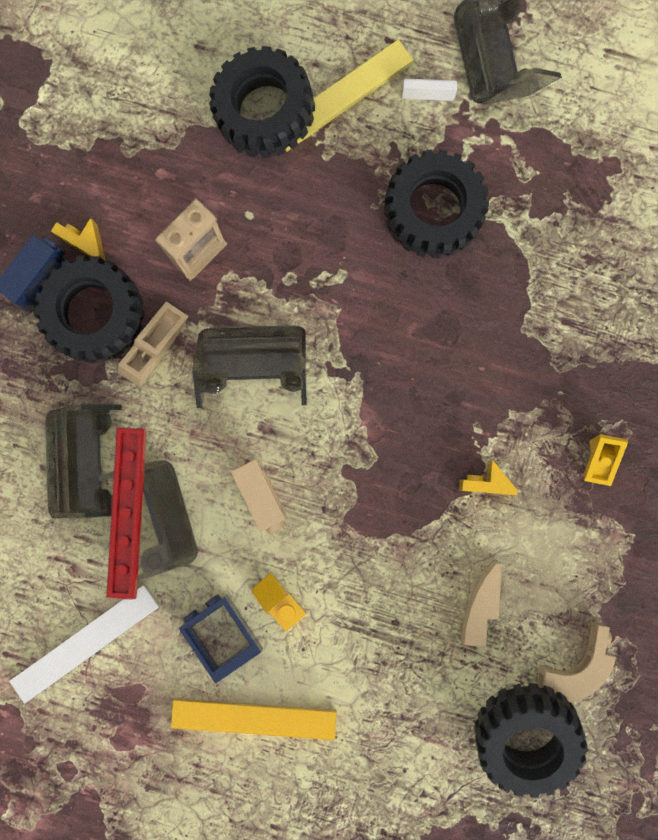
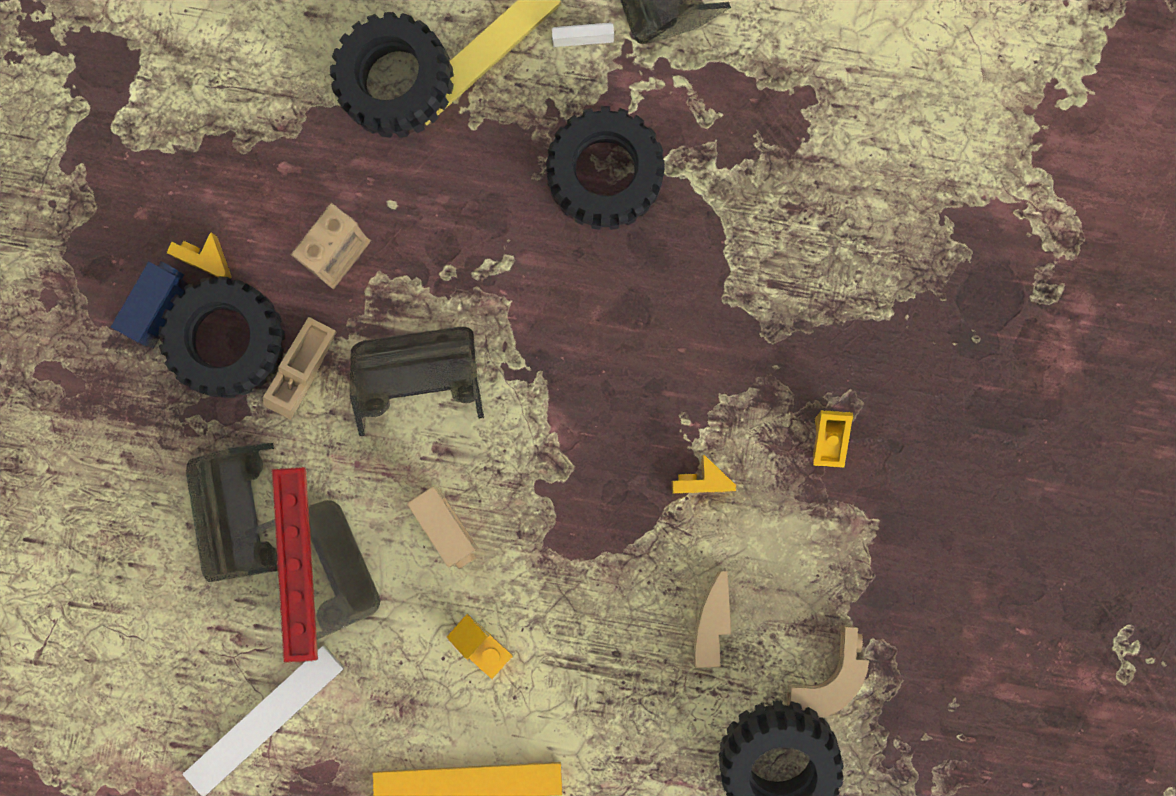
camera: 10 degrees left, 0 degrees up
(218, 672) = (417, 734): dark blue window -> none

